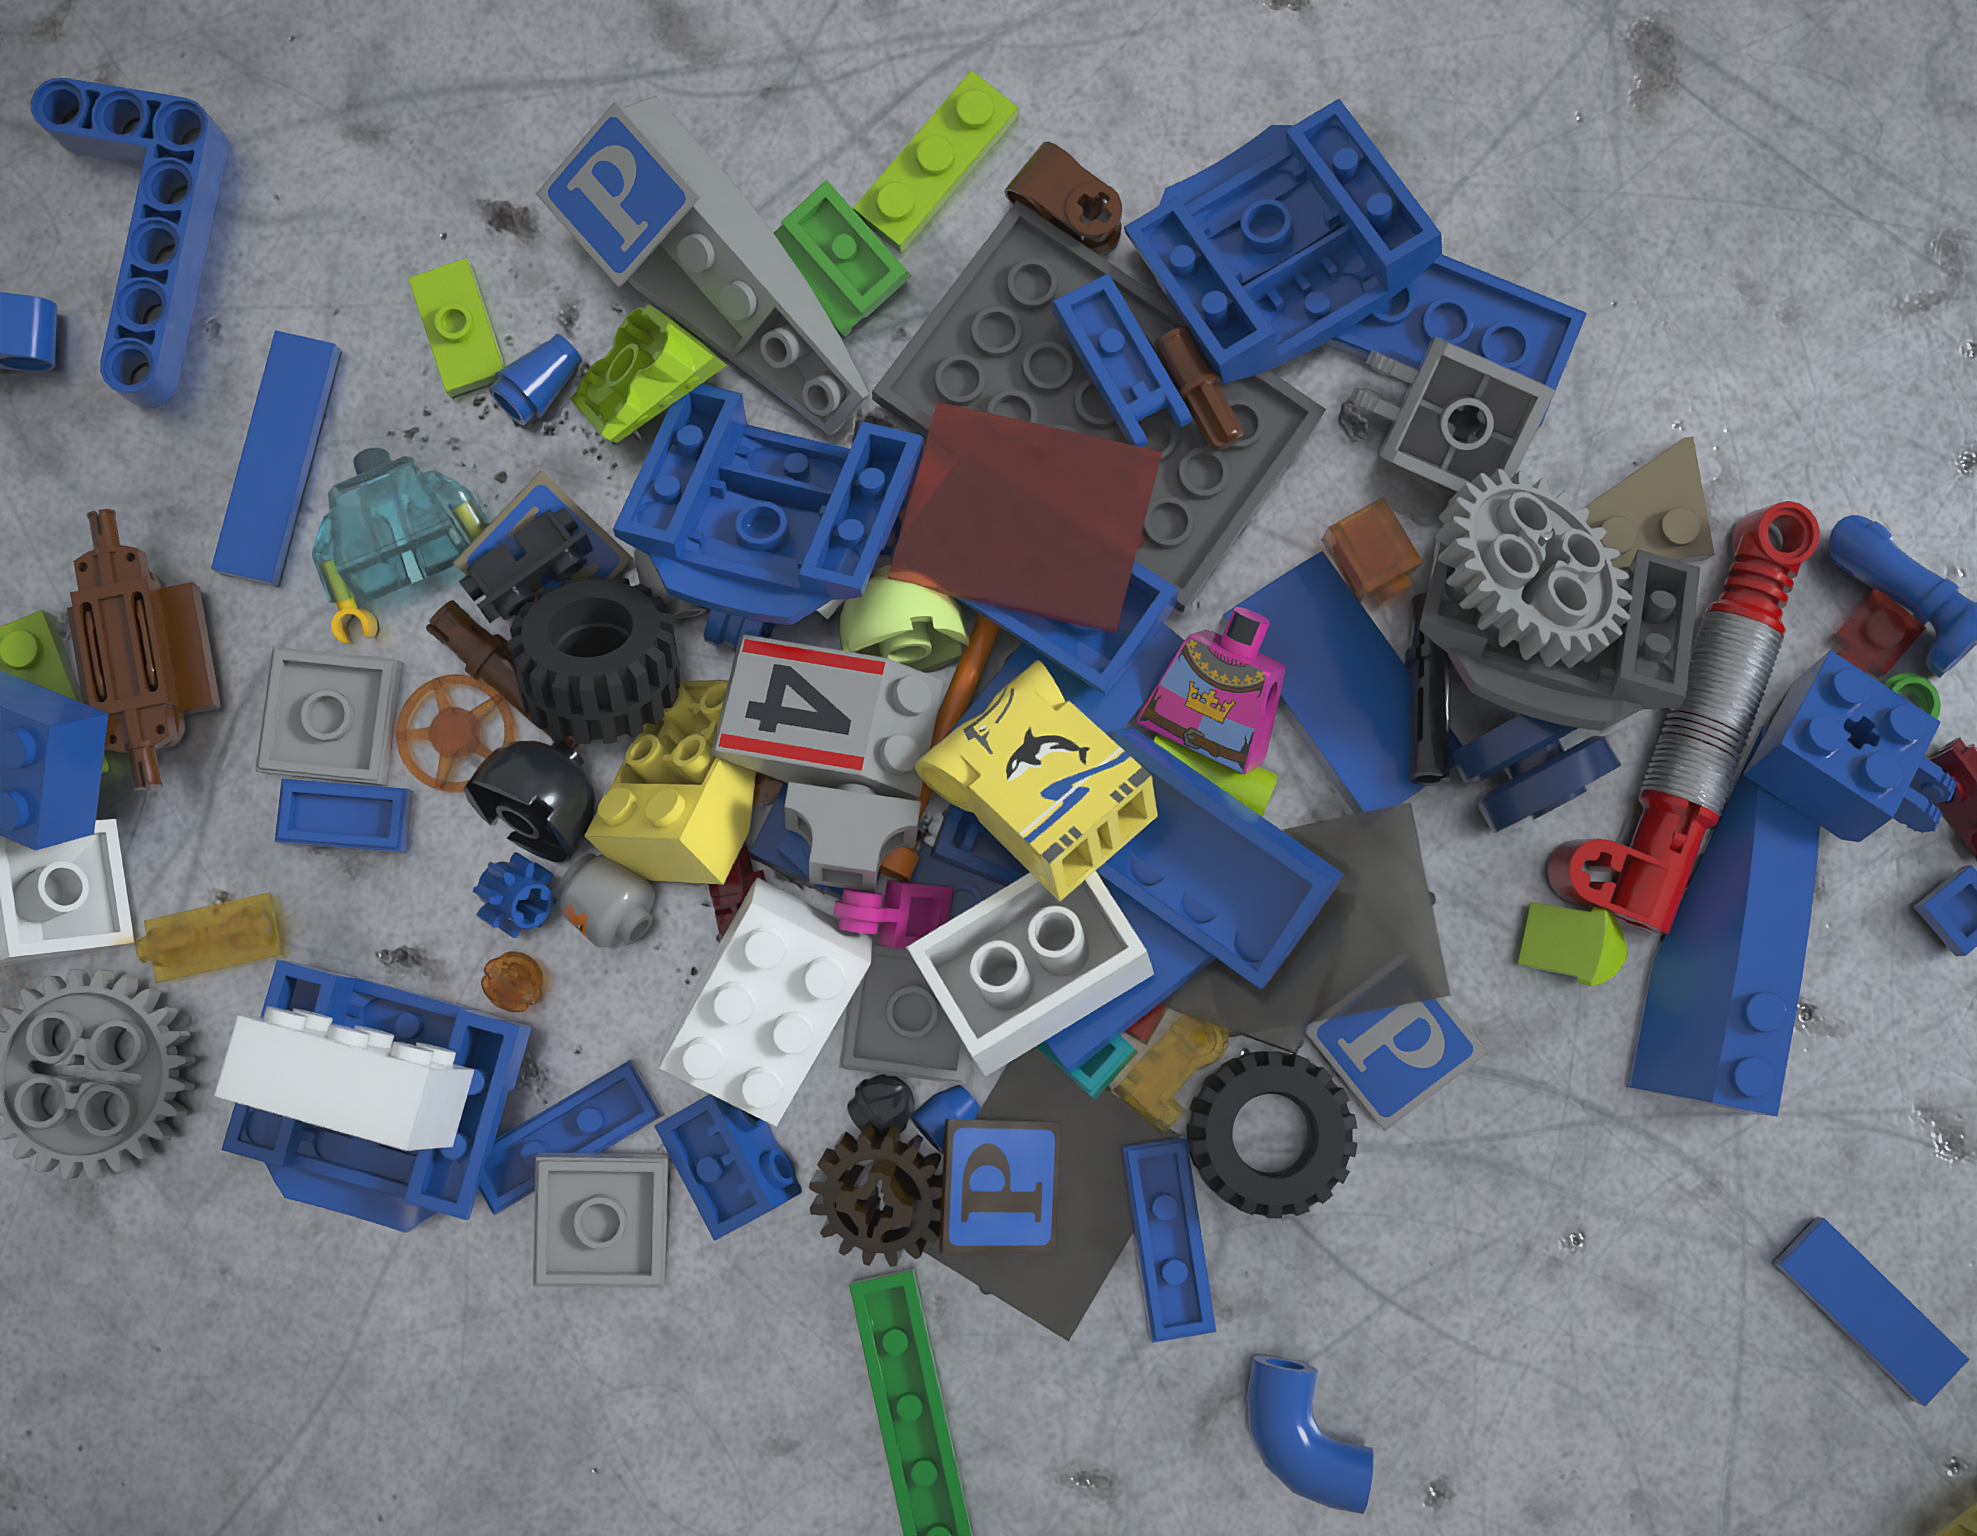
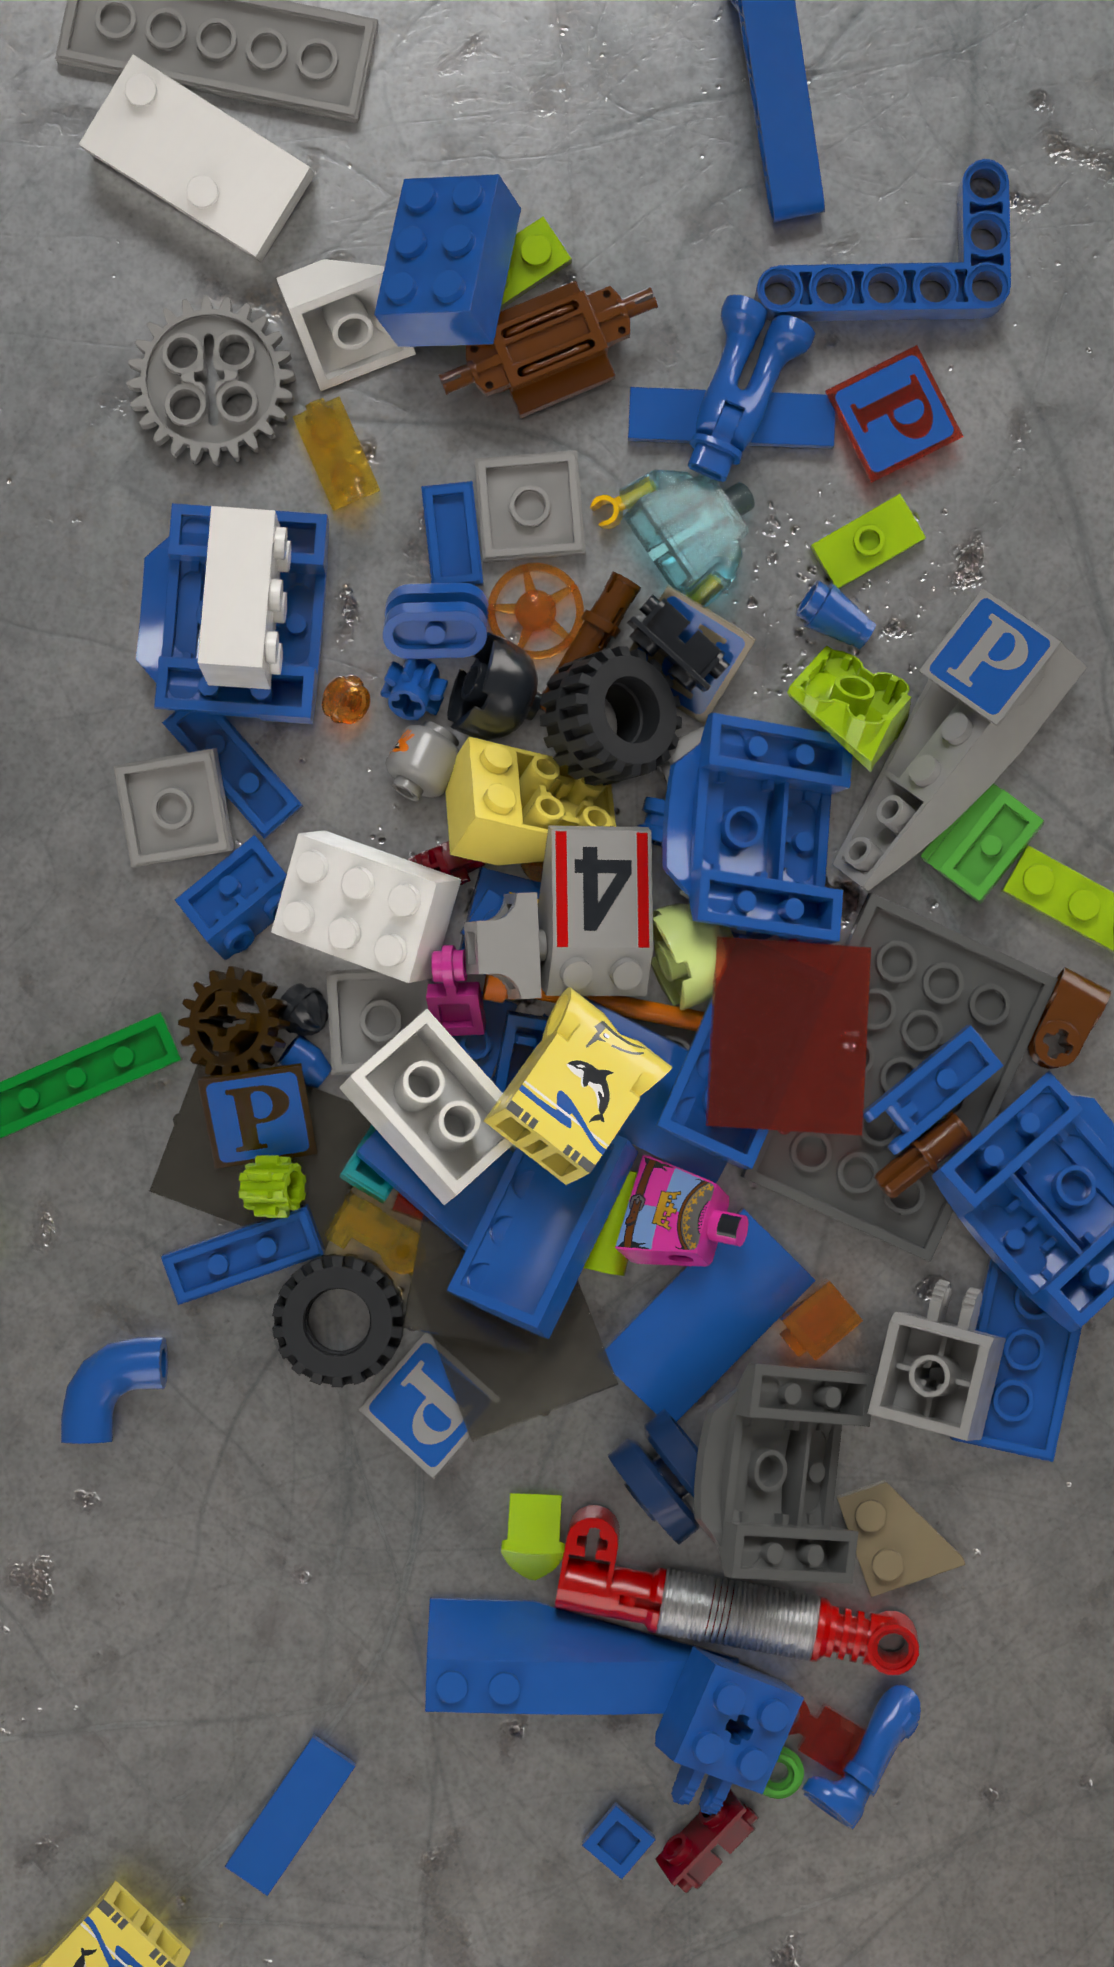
camera: 75 degrees right, 5 degrees up
(263, 452) = (733, 415): none -> blue piece
(311, 265) = (894, 414): none -> piece
(437, 852) = (435, 620): none -> blue brick
(1091, 1185) = (272, 1186): none -> lime gear
(1428, 704) = (692, 1386): black pin -> none
(1496, 548) = (823, 1412): light grey gear -> none

